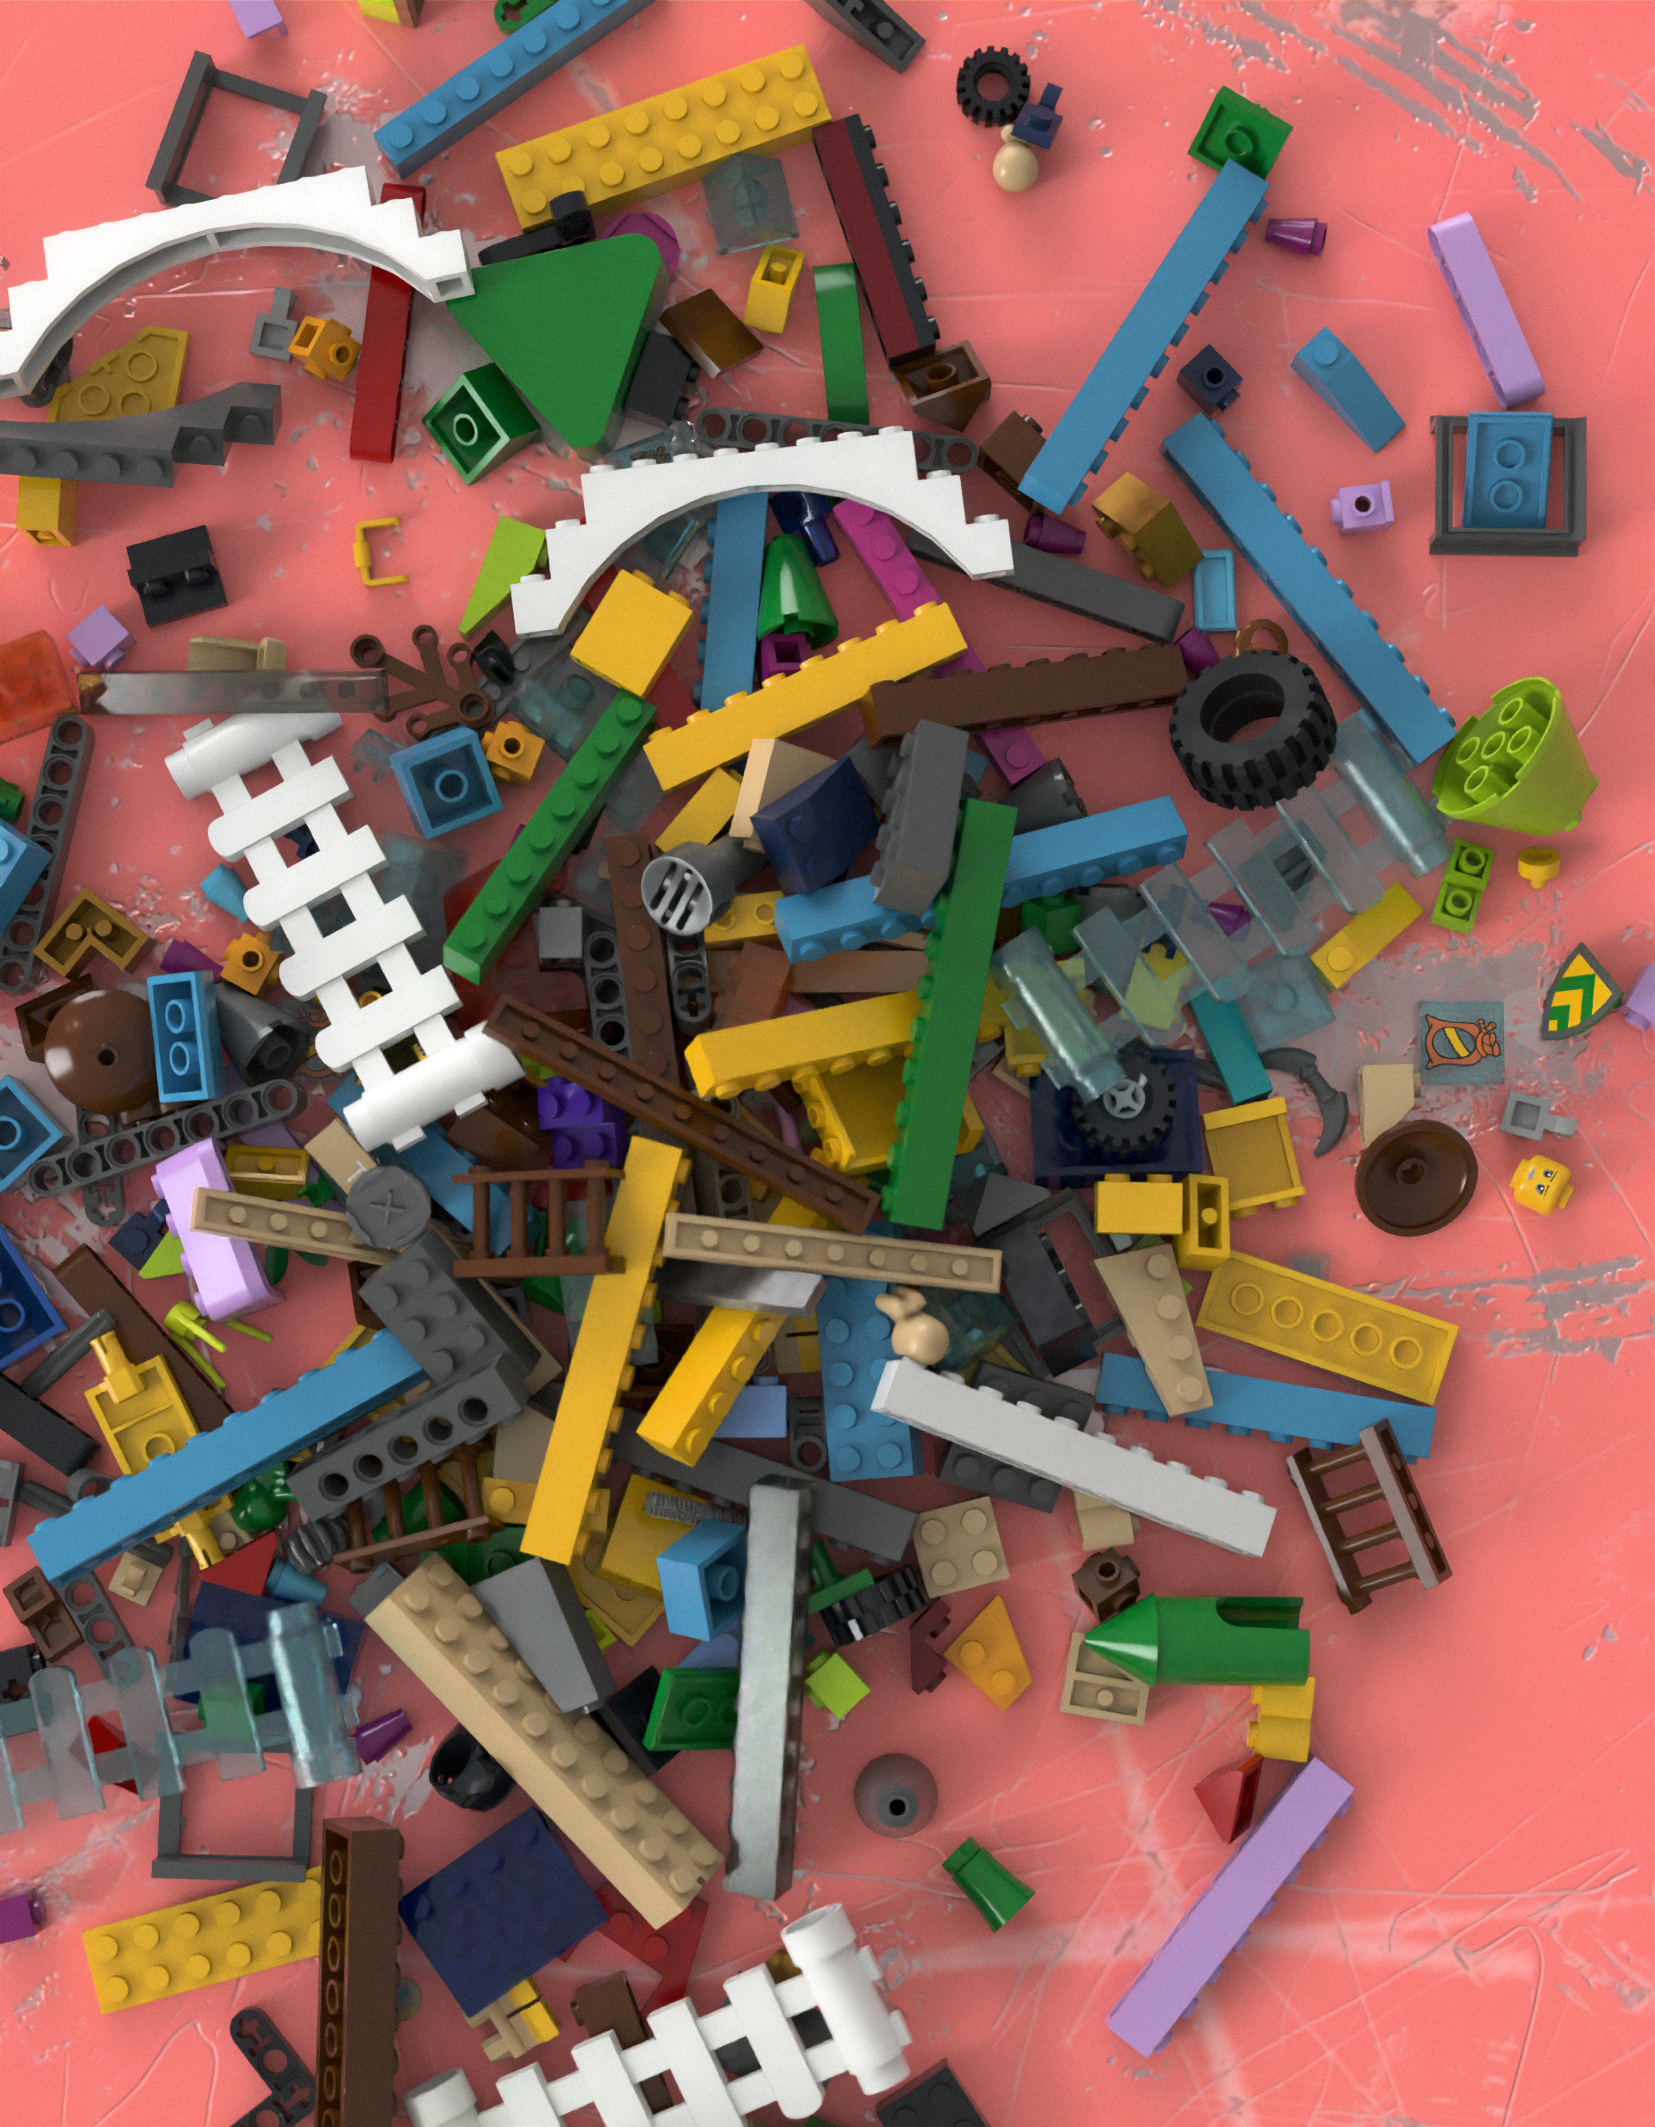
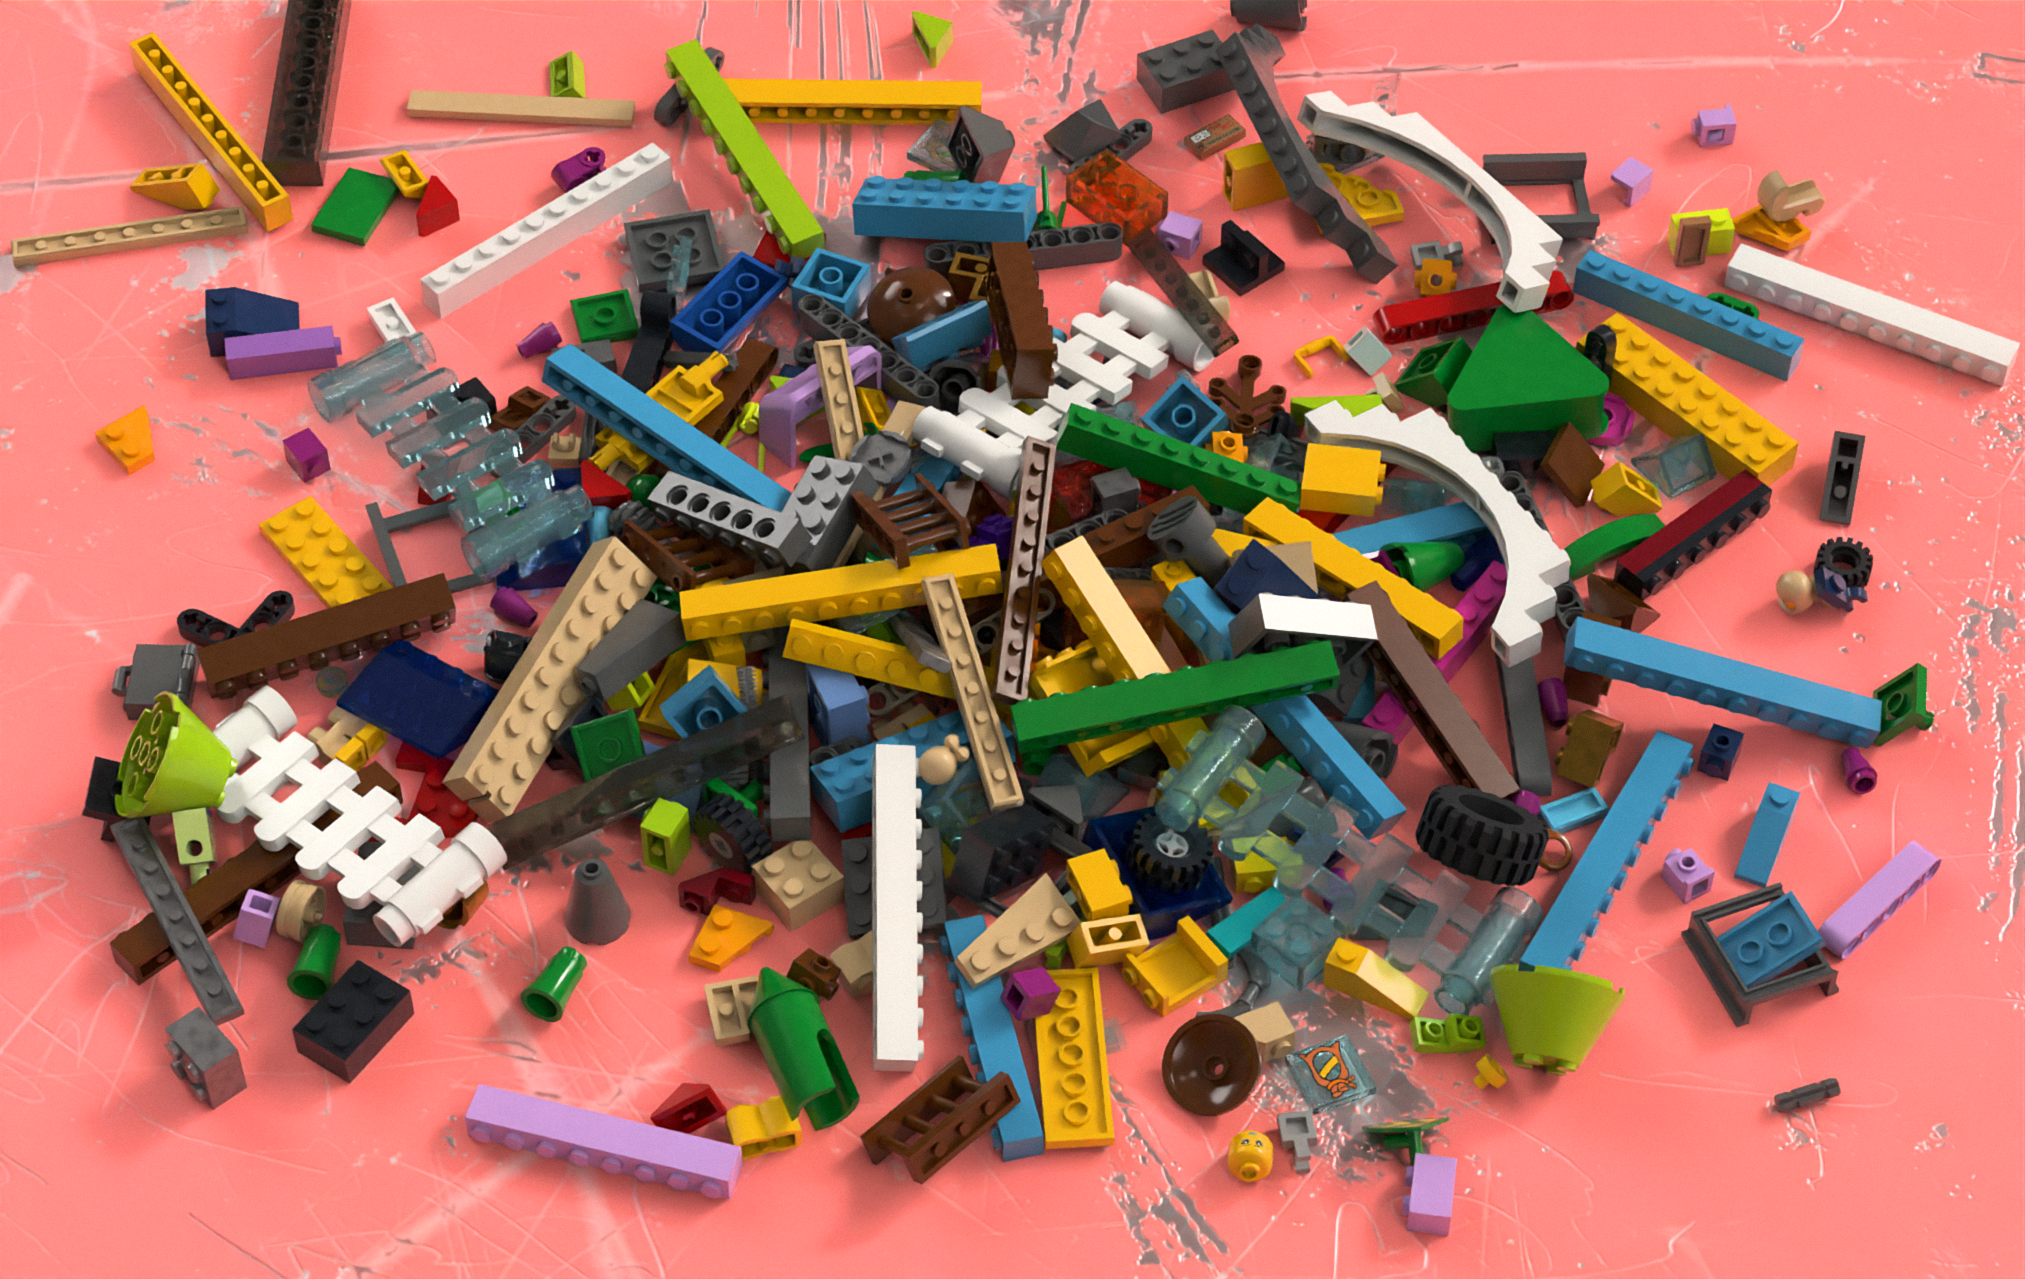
camera: 65 degrees right, 35 degrees down
(231, 934) = (1020, 320): none -> reddish brown brick
(404, 491) = (1367, 350): none -> light aqua panel
(487, 500) = (1388, 392): none -> tan tile
(1248, 1346) = (1030, 993): none -> magenta brick

